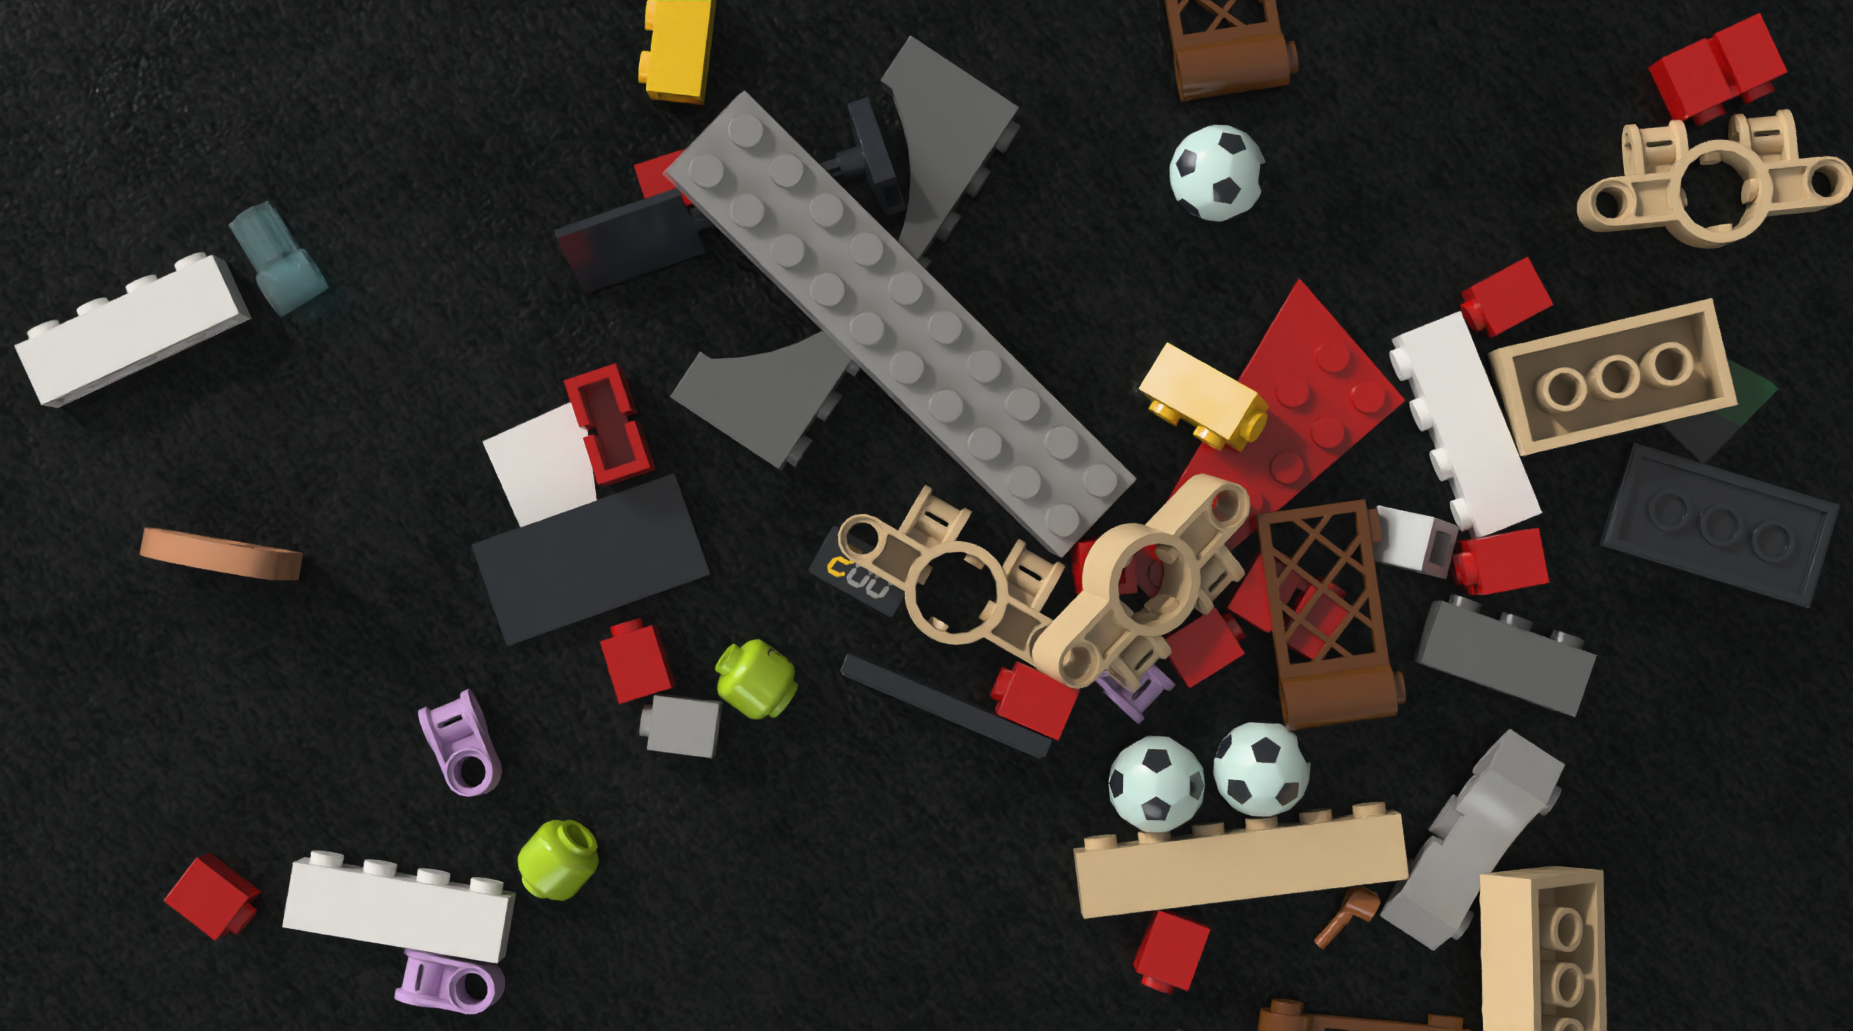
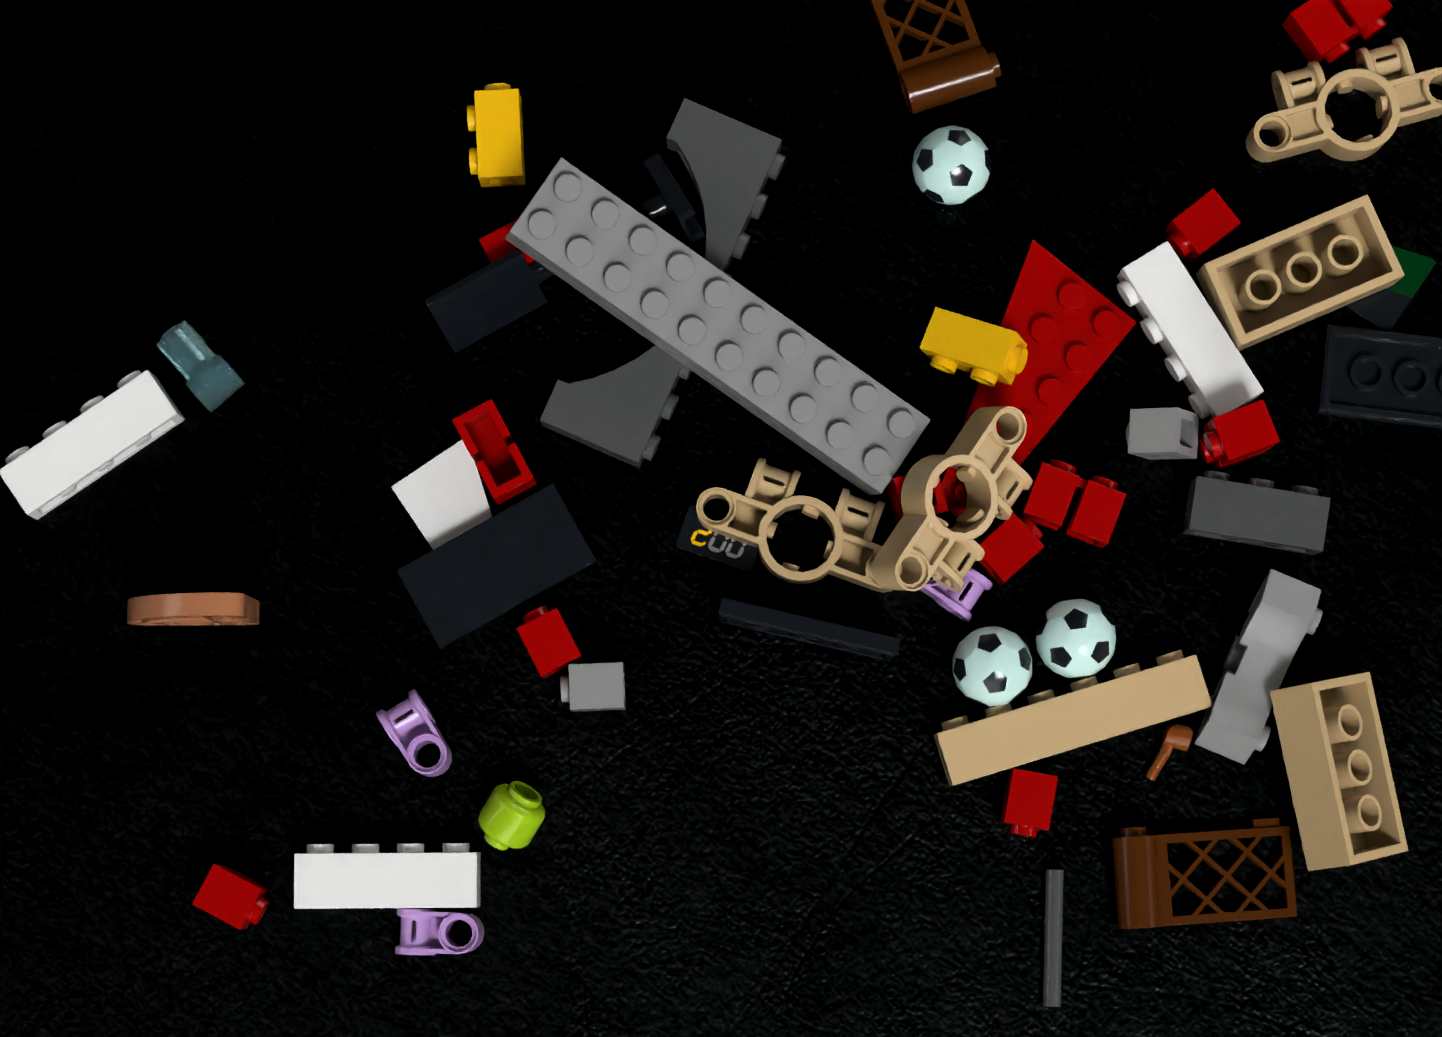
camera: 15 degrees left, 5 degrees down
(756, 679) = (649, 639): lime head -> none
(1033, 699) = (880, 610): red piece -> none
(1339, 687) = (1124, 560): reddish brown piece -> none

